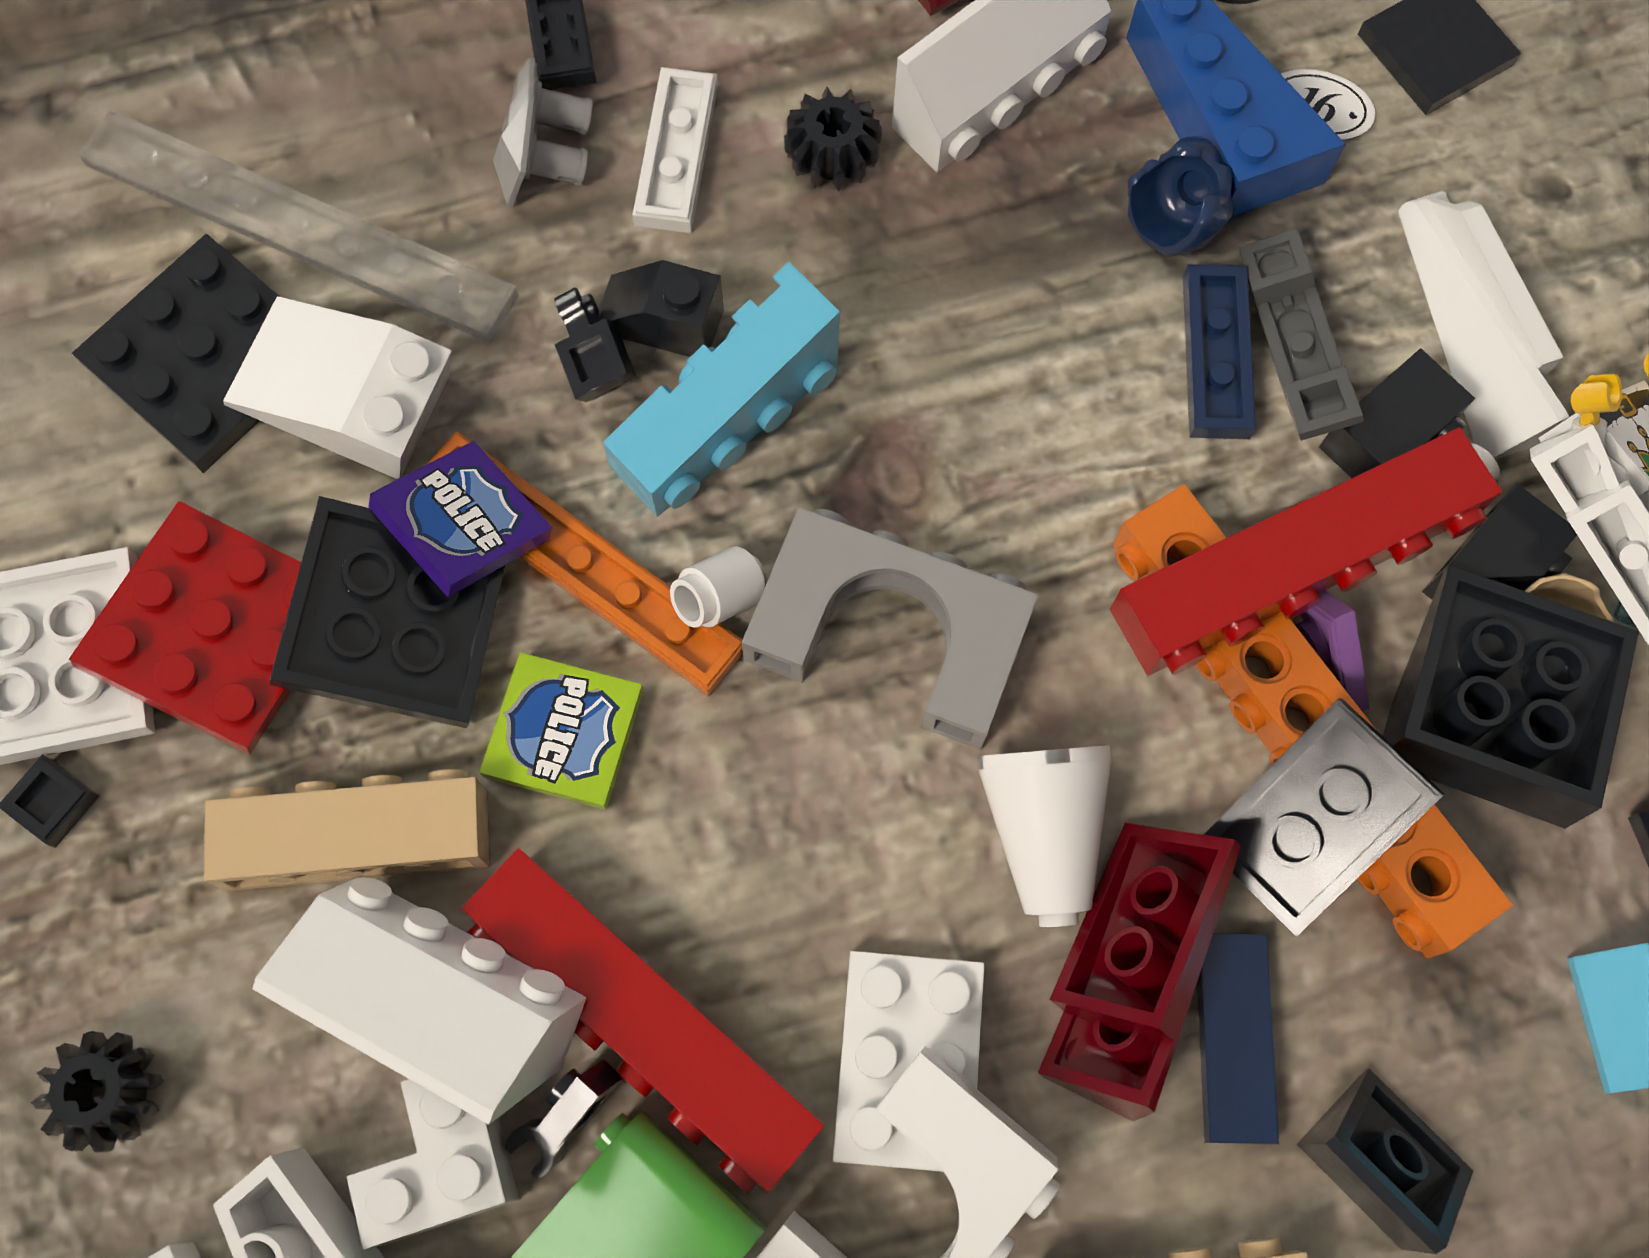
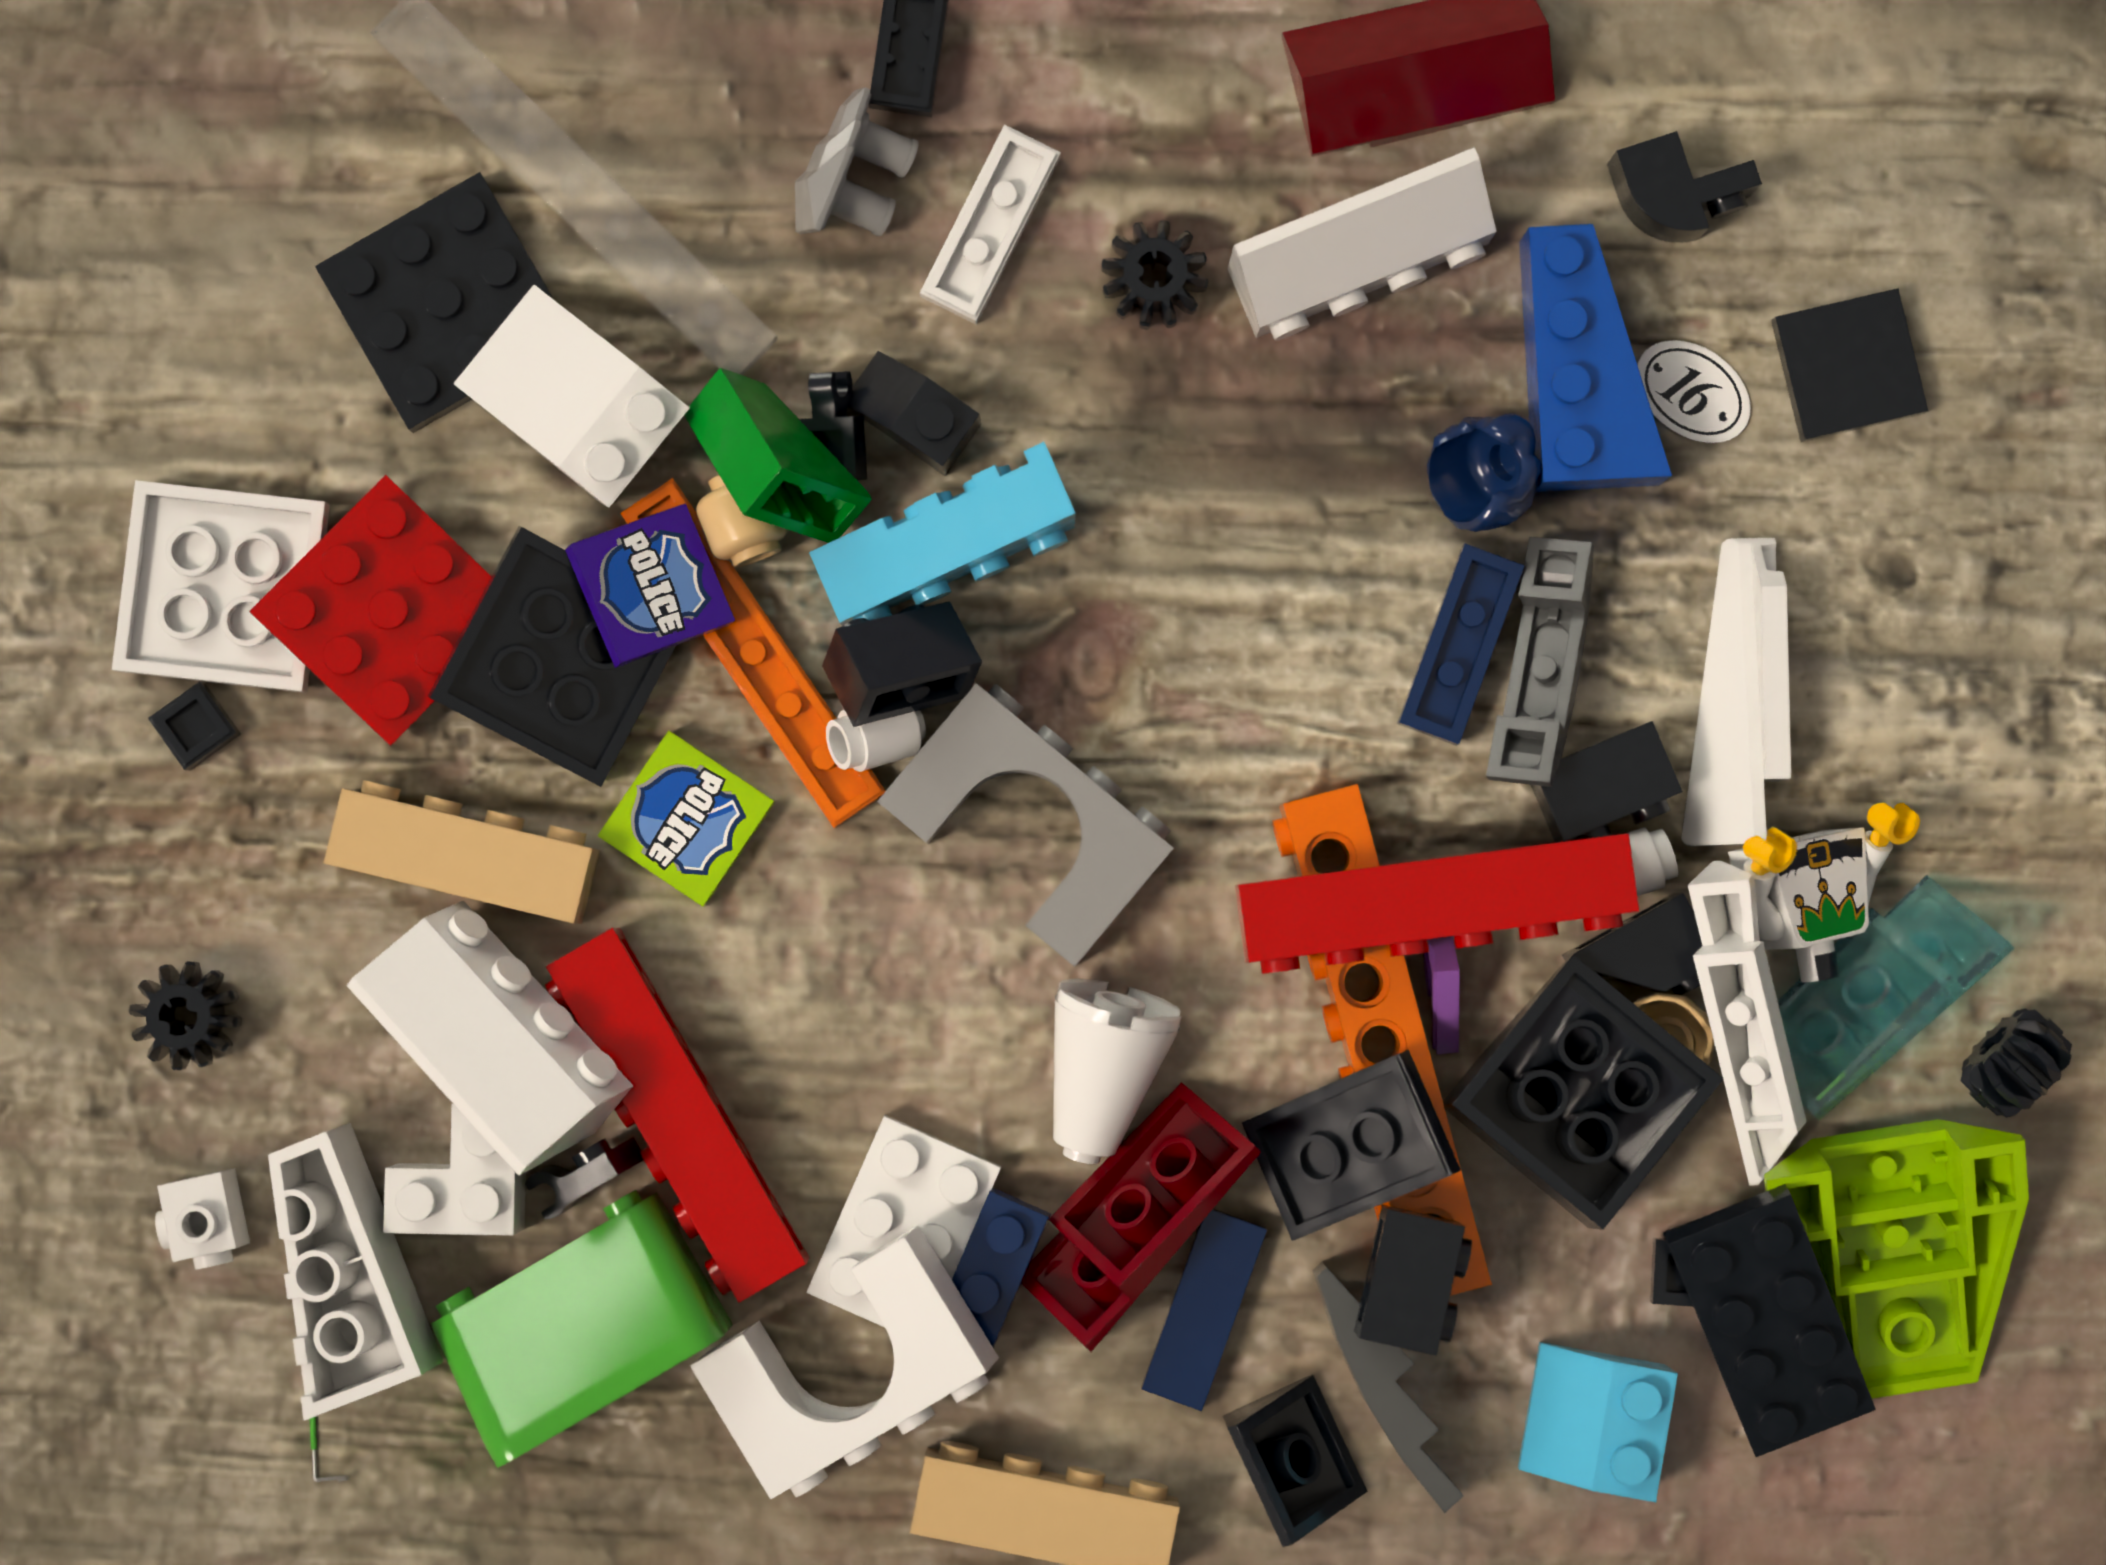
camera: 20 degrees right, 15 degrees up
(531, 440) = (731, 533): none -> tan head
(545, 373) = (773, 460): none -> green slope
(721, 510) = (901, 662): none -> black brick
(1016, 1054) = (998, 1258): none -> dark blue plate
(1432, 1037) = (1375, 1372): none -> dark grey slope
(1443, 921) = (1412, 1280): none -> black brick

